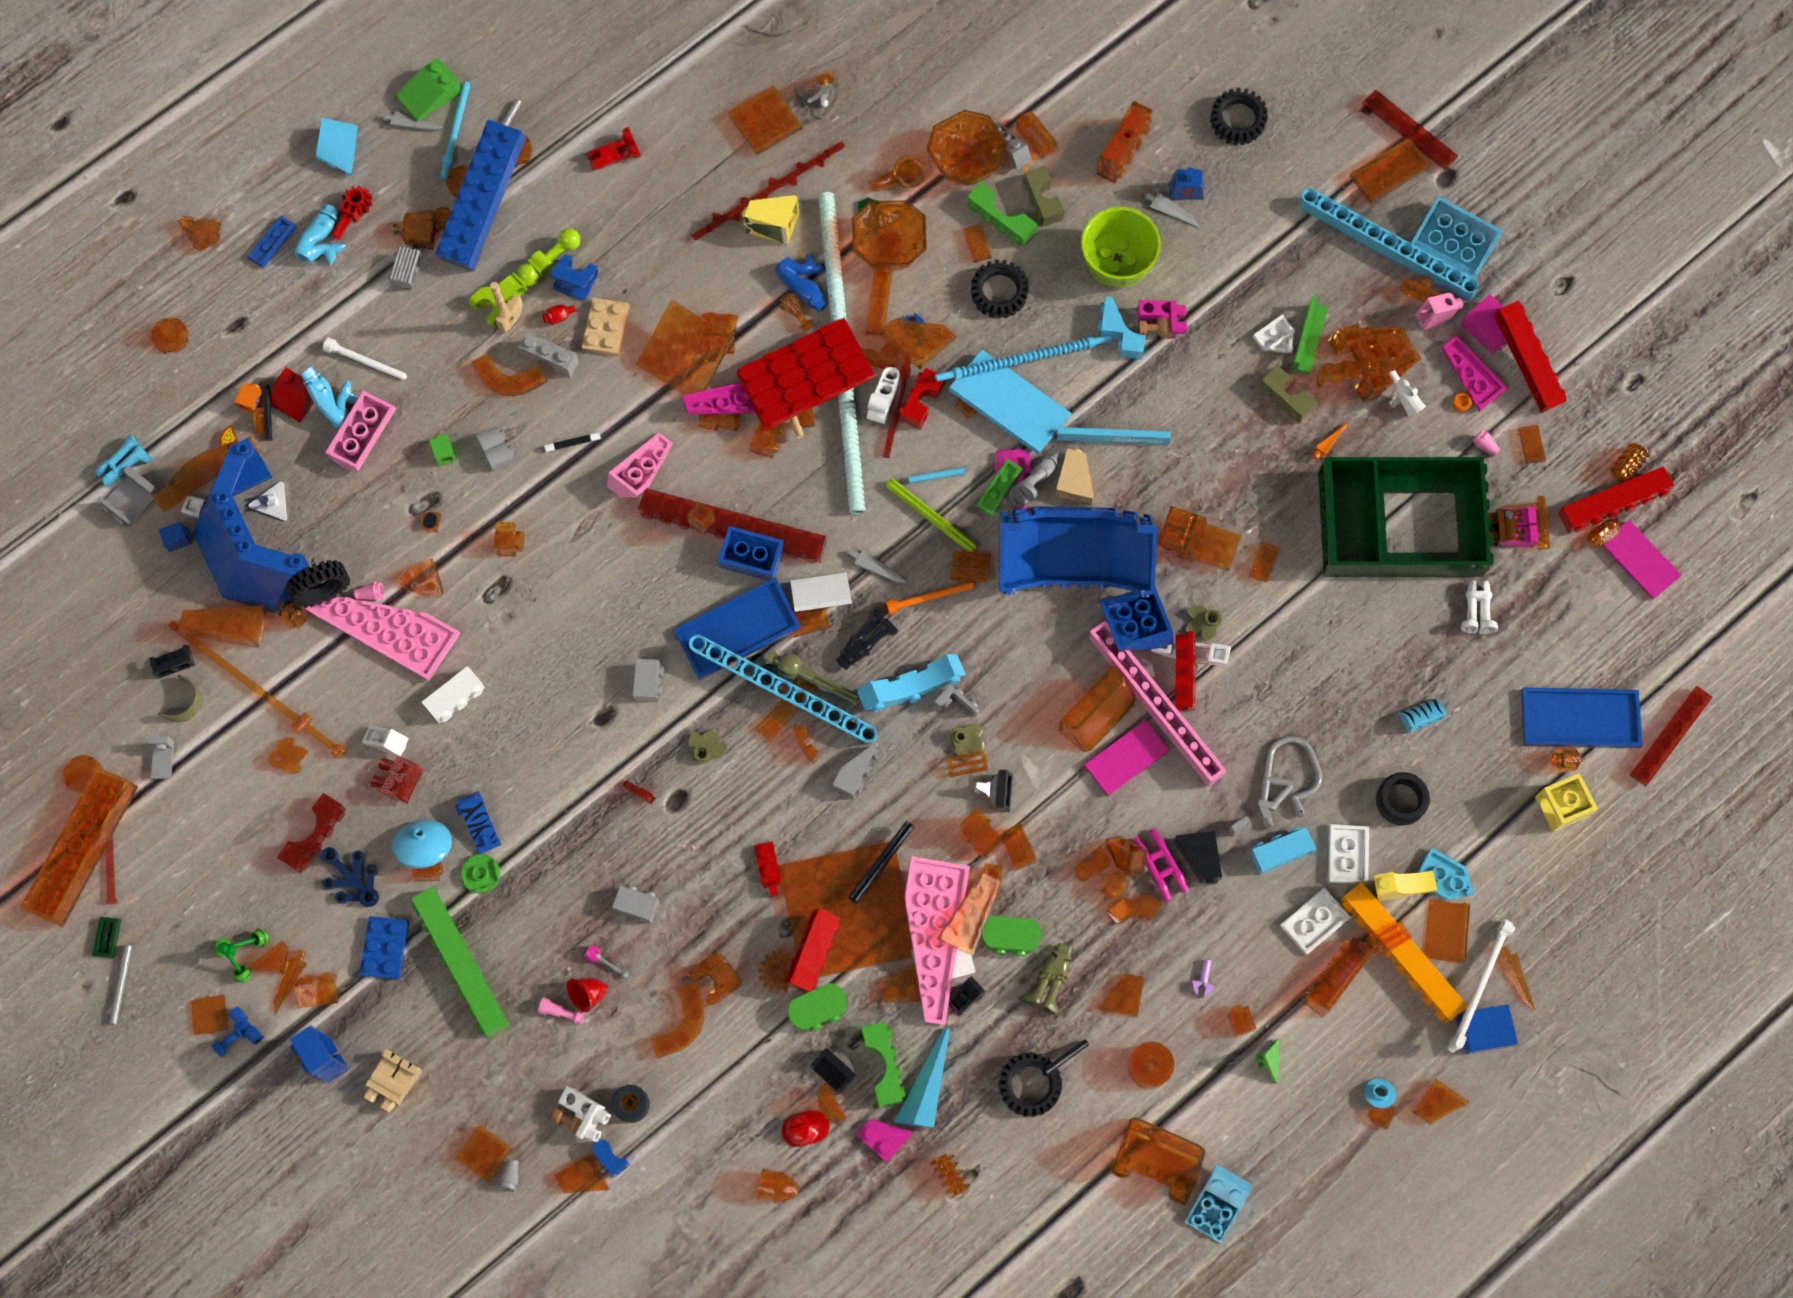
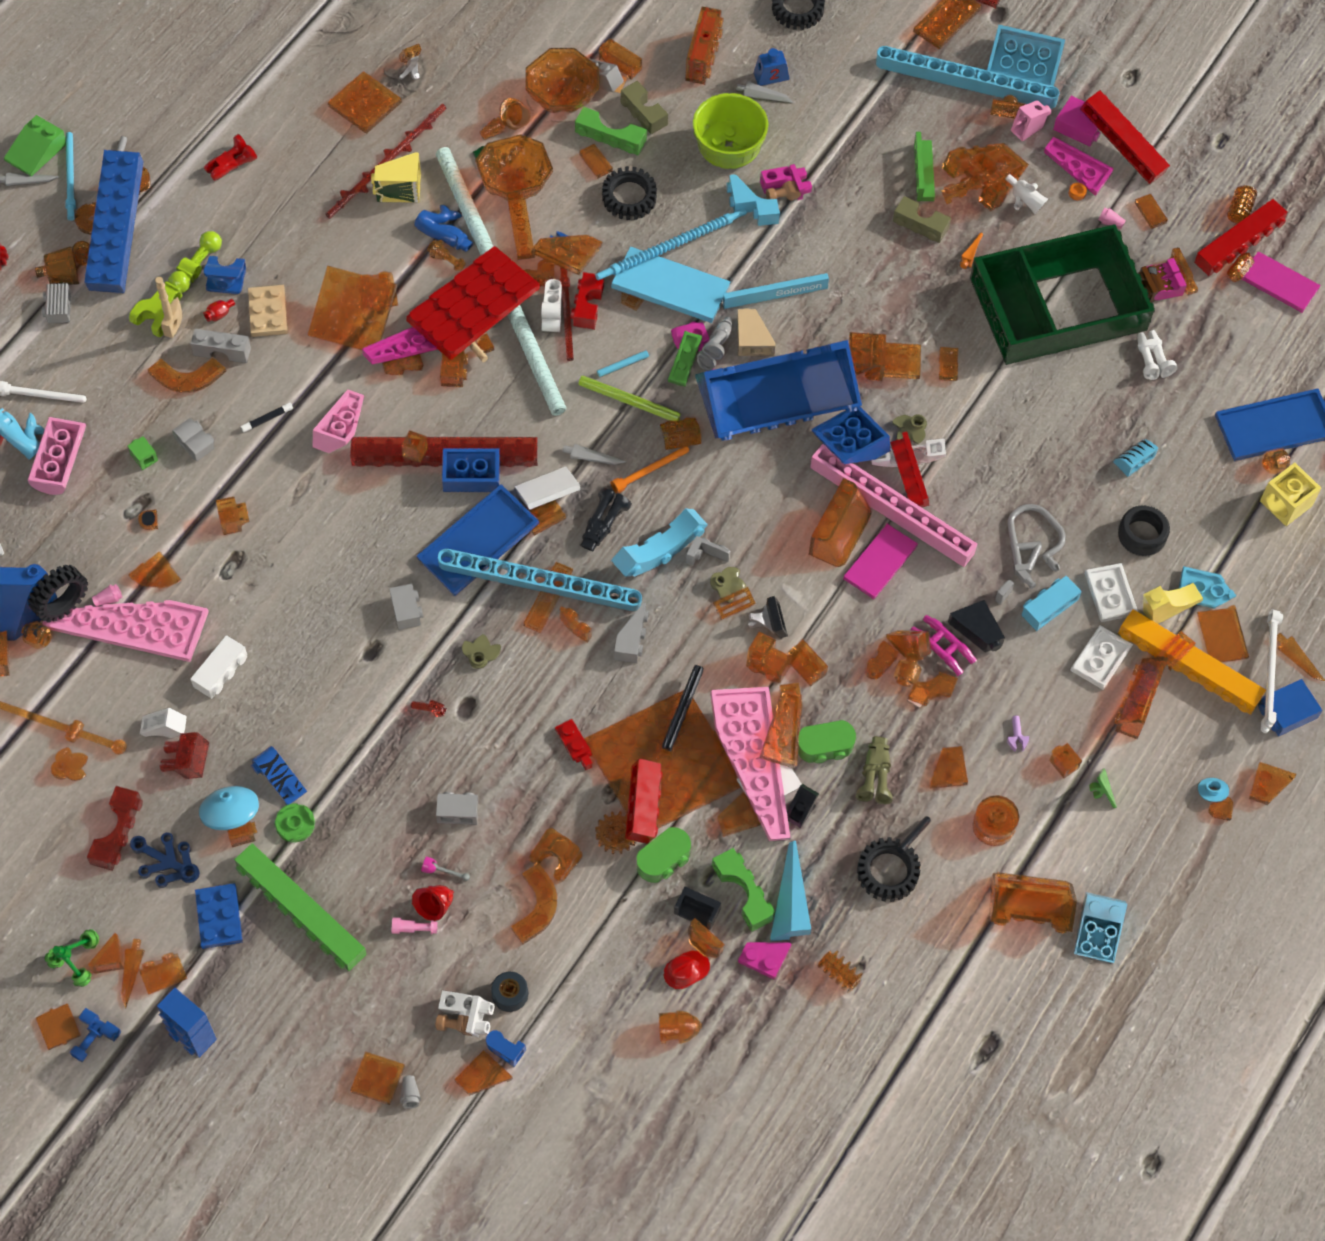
camera: 20 degrees left, 10 degrees down
(392, 1080) = (264, 1035): tan hips -> none
(791, 666) = (541, 558): olive piece -> none
(1276, 336) = (893, 175): white slope -> none

